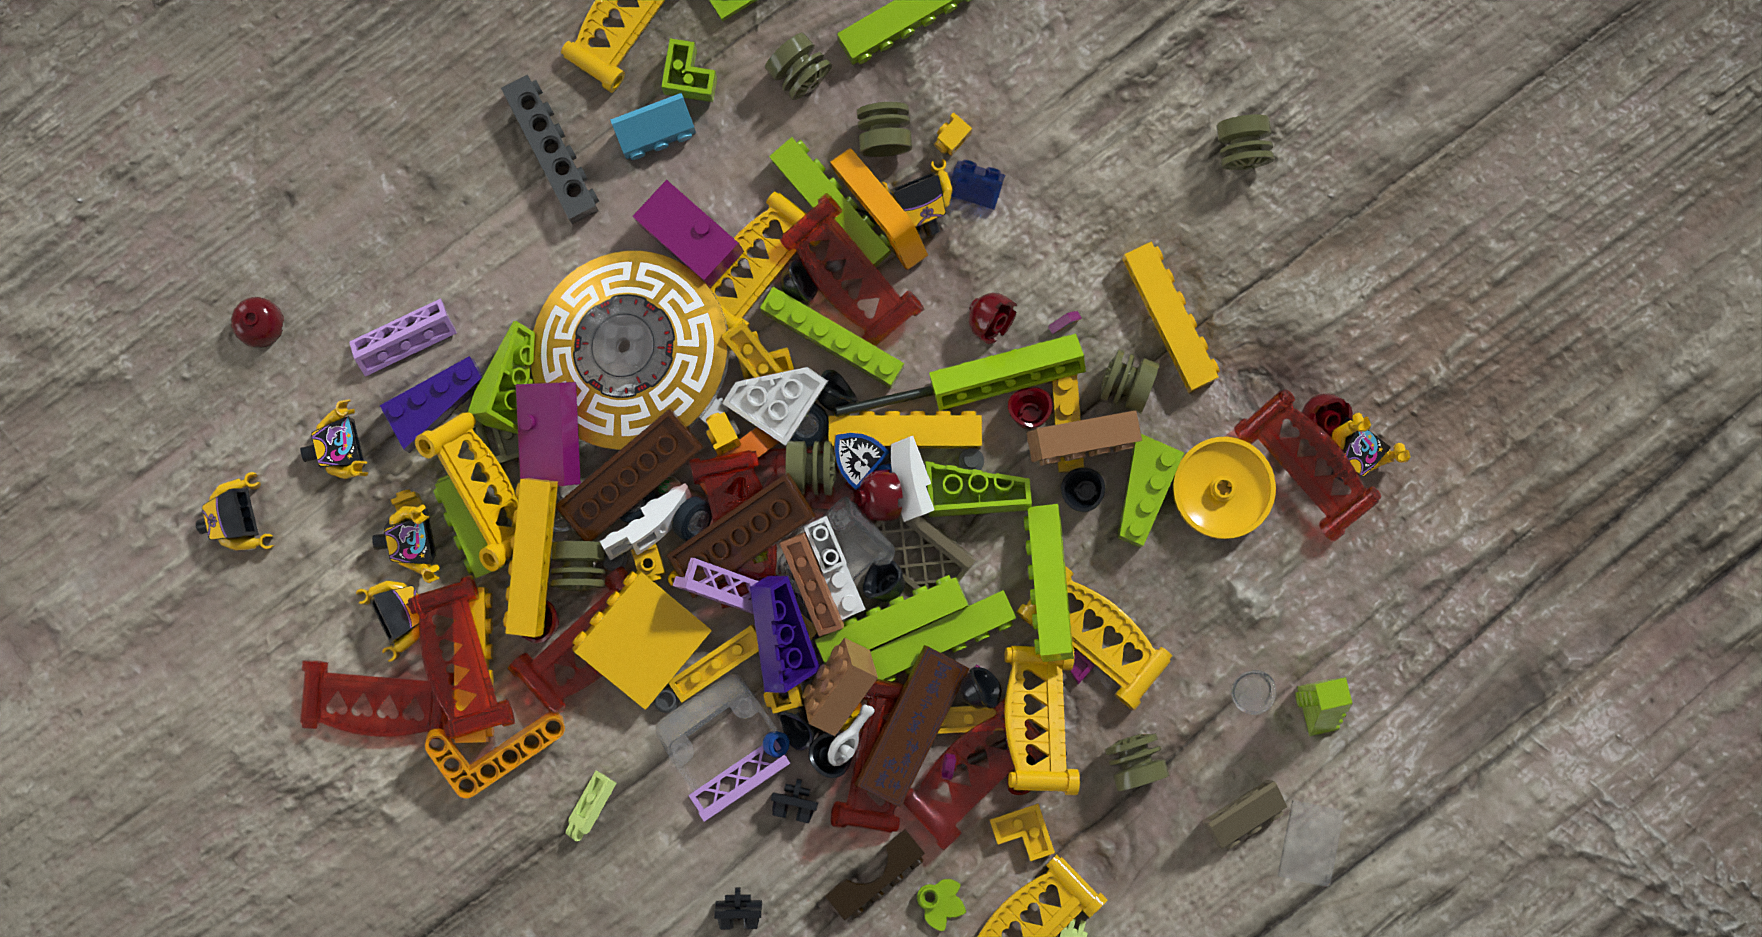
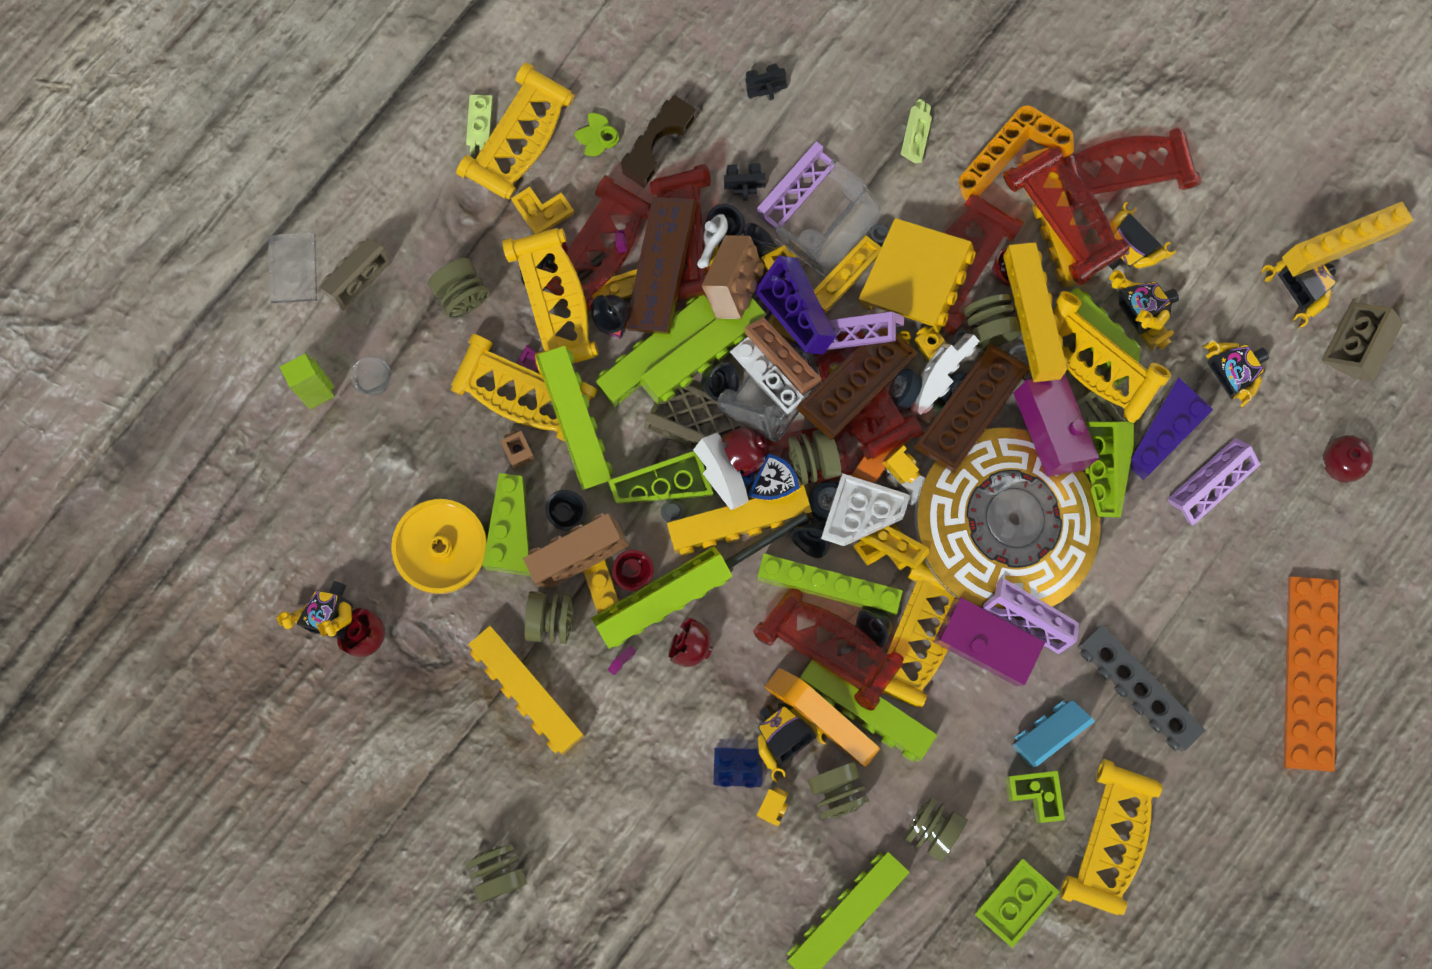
camera: 165 degrees right, 5 degrees down
(172, 546) = (1347, 239): none -> yellow brick
(195, 439) = (1363, 340): none -> dark tan slope
(374, 119) = (1311, 674): none -> orange plate
(636, 245) = (1036, 613): none -> lavender fence
(769, 740) = (778, 218): blue piece -> none
(1121, 562) = (520, 458): none -> medium nougat brick
(1339, 509) = (330, 553): clear red piece -> none

